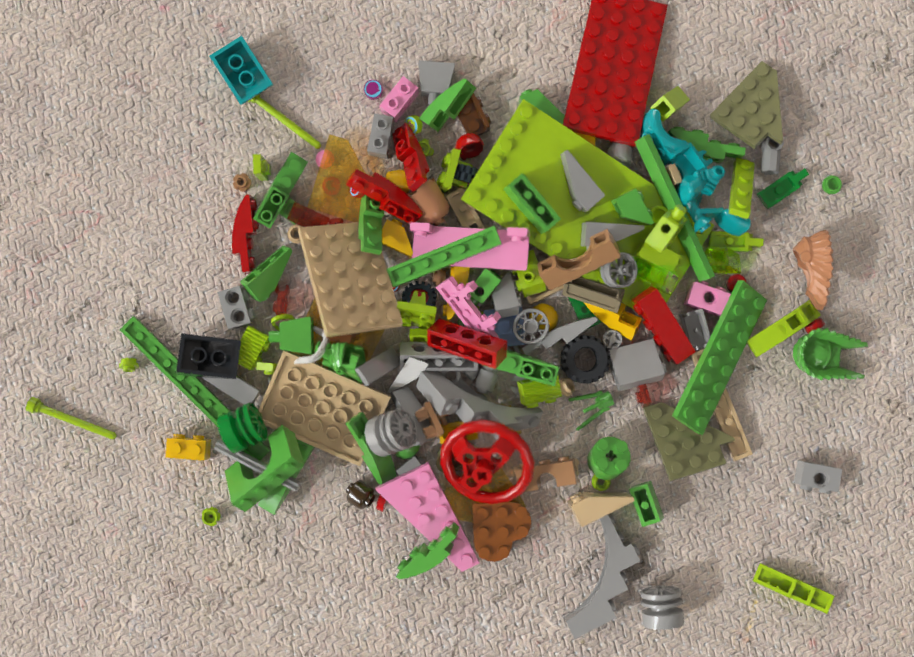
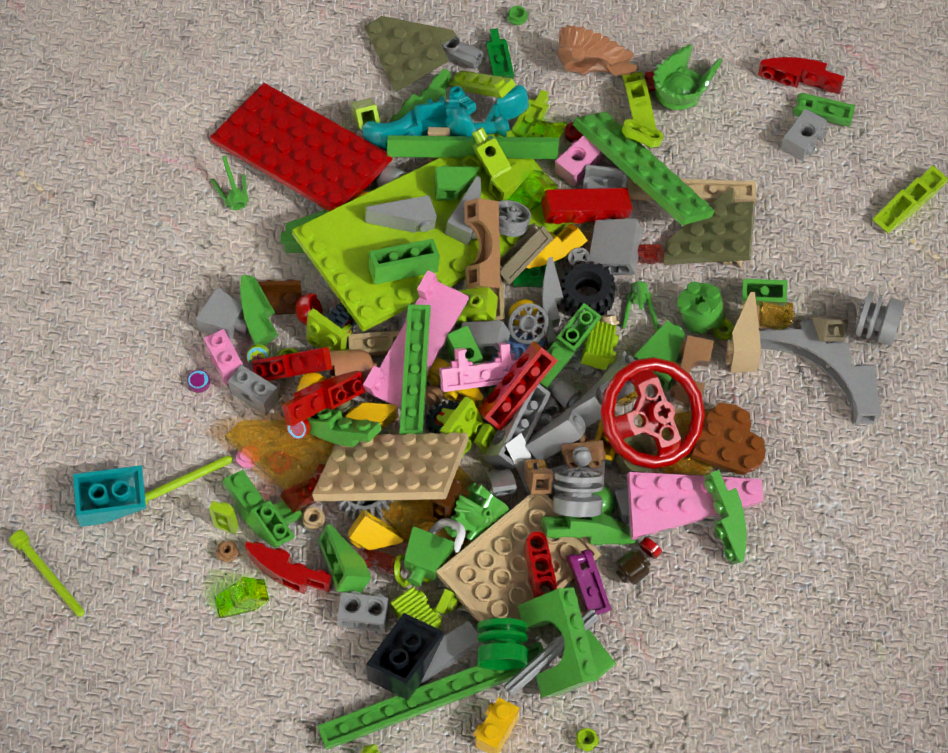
camera: 60 degrees left, 25 degrees down
(181, 26) = (20, 541): none -> lime piece
(207, 212) = (242, 597): none -> clear neon green slope
(299, 287) = (372, 532): none -> yellow slope
(317, 435) = (542, 556): none -> red beam
(330, 468) = (589, 582): none -> magenta plate
(396, 393) = (537, 474): none -> medium nougat leg
(420, 425) = (582, 456): none -> light grey hinge
(547, 36) = (236, 198): none -> bright green plant
(555, 442) = (663, 345): none -> bright green slope
(630, 520) = (776, 316): none -> clear yellow bracket
(636, 569) = (830, 328): none -> dark tan slope
(753, 343) = (642, 133): none -> lime plate
(852, 483) = (829, 109): none -> bright green plate
(879, 441) = (795, 70): none -> red slope

